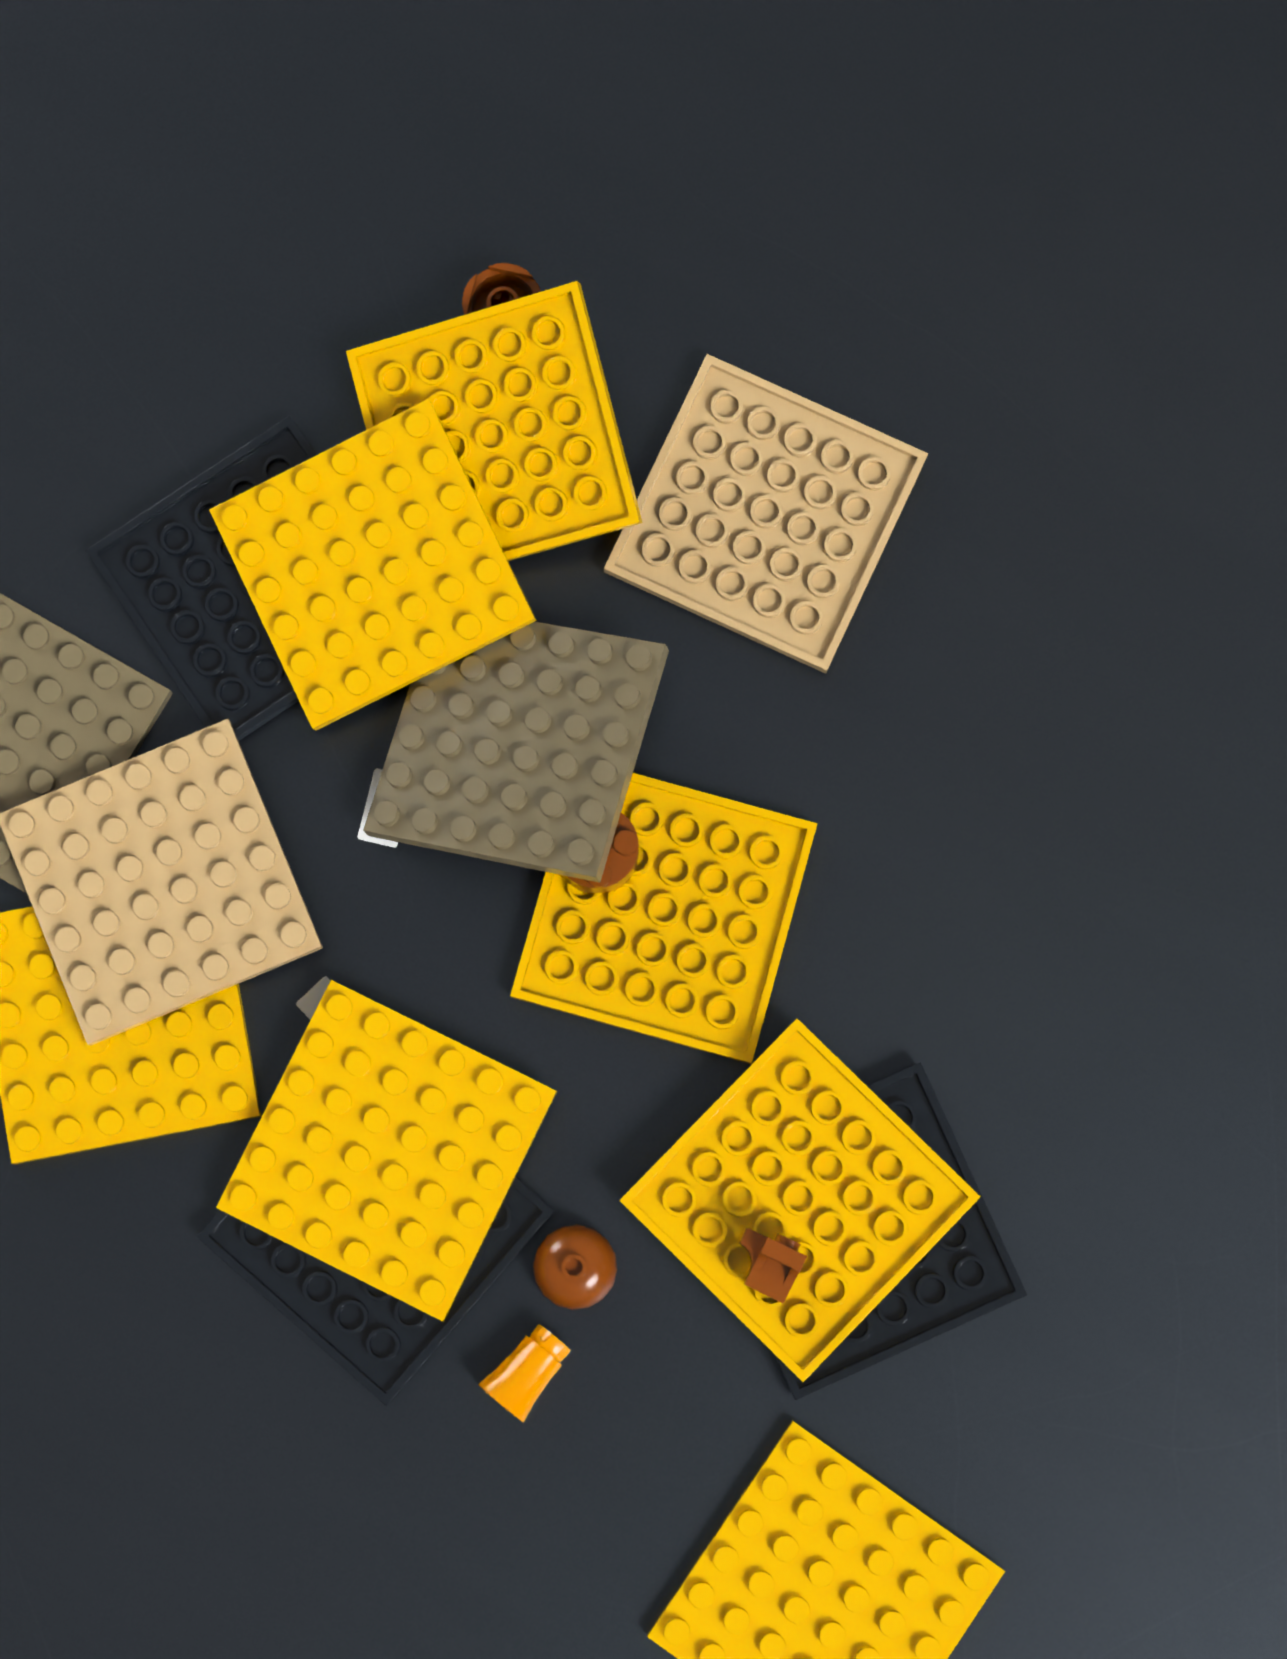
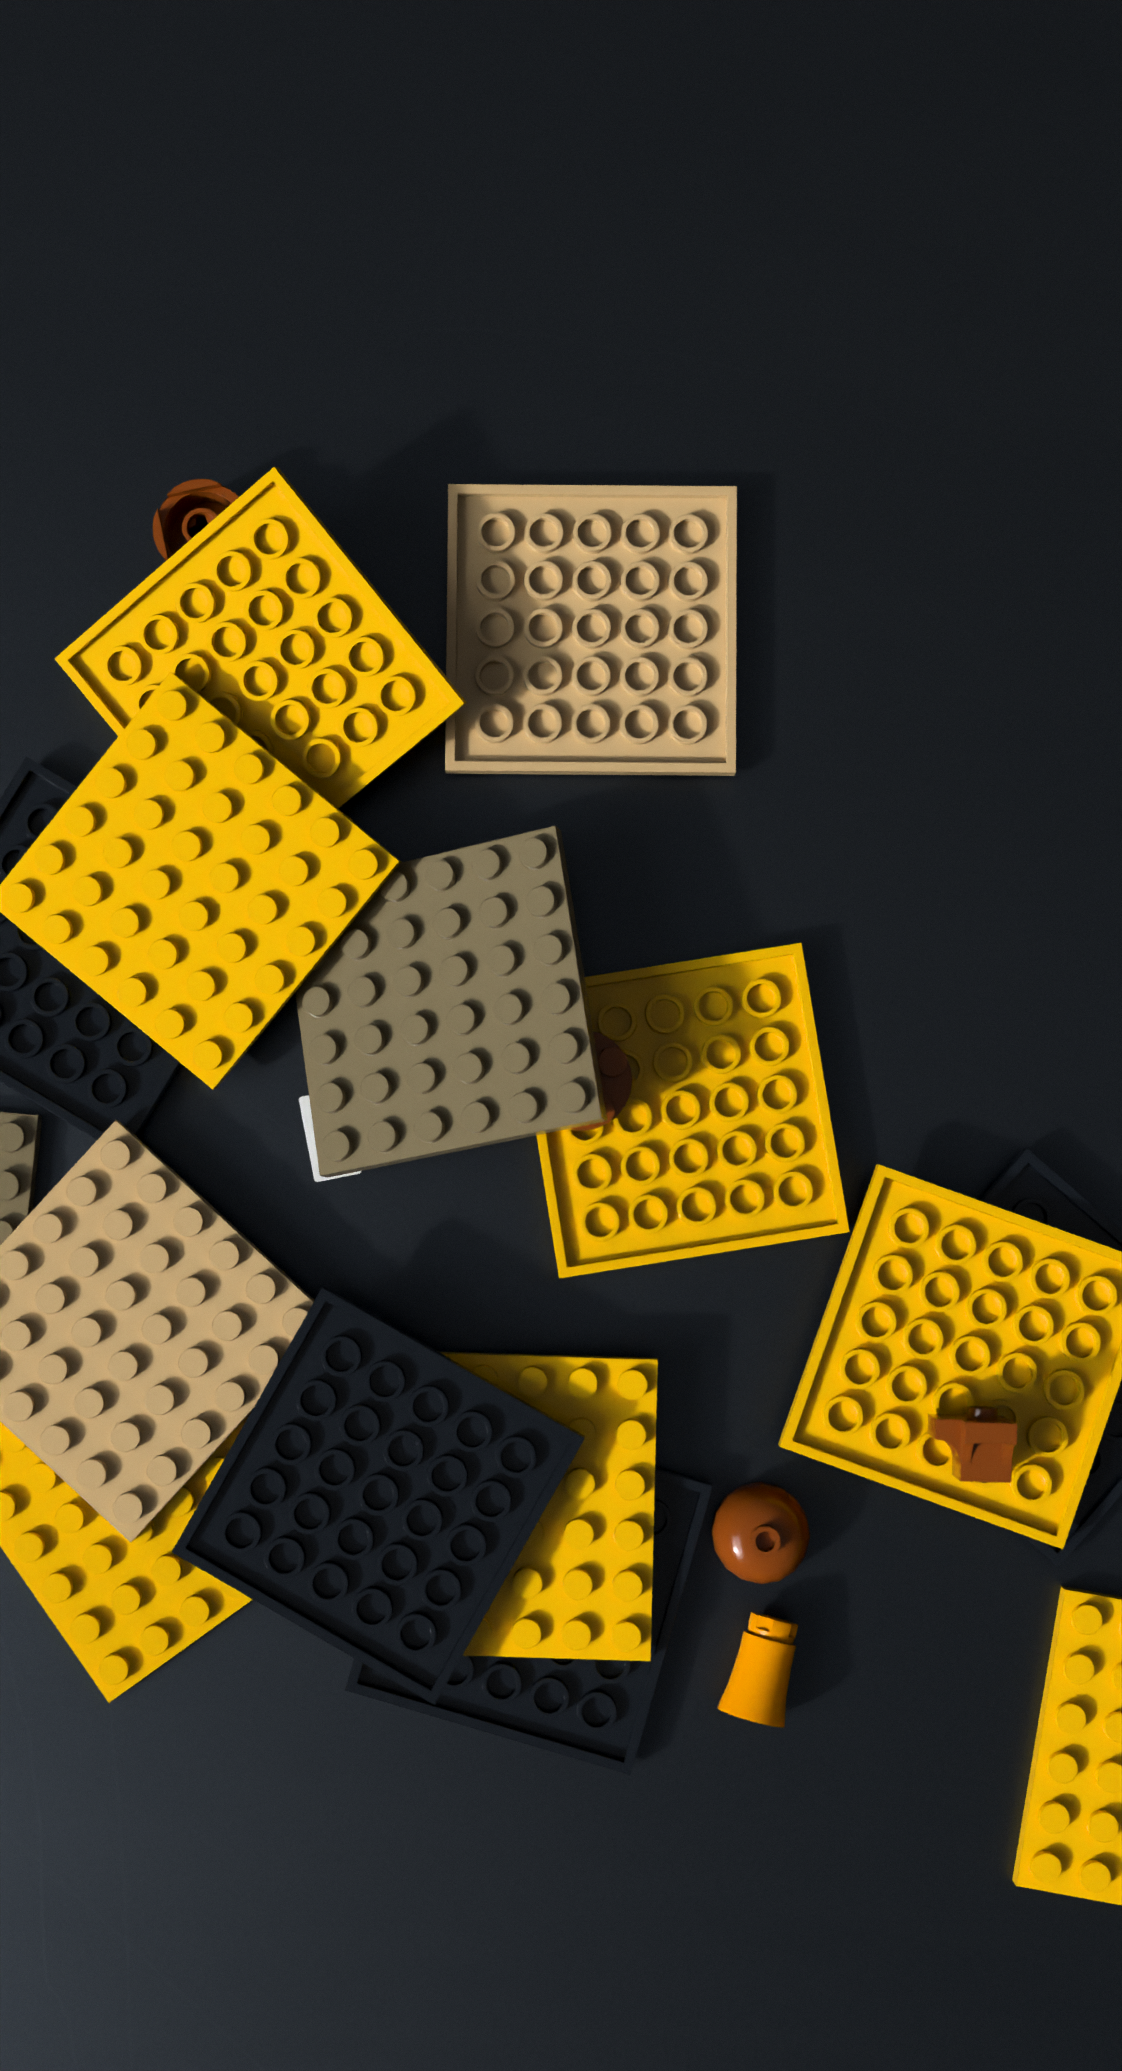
camera: 25 degrees left, 5 degrees up
(293, 1092) = (378, 1494): none -> black plate

